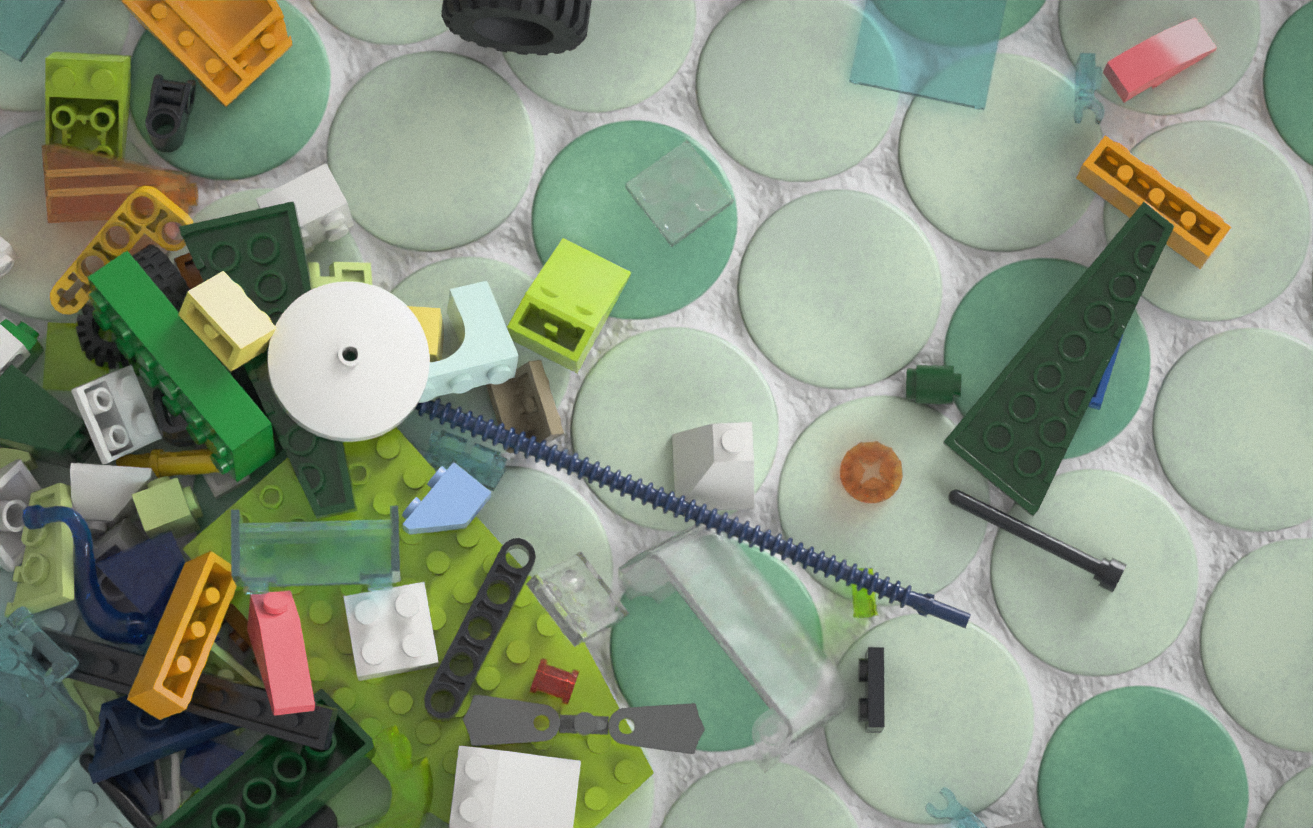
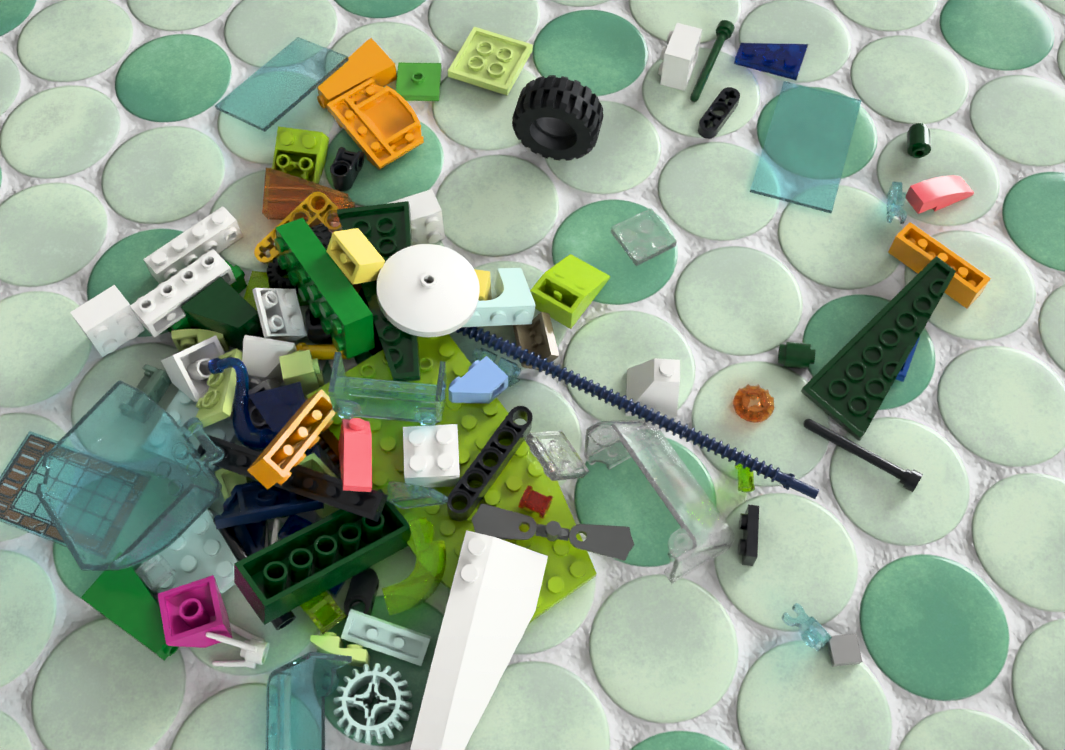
camera: 10 degrees right, 15 degrees down
(363, 697) = (413, 496): none -> clear light blue slope

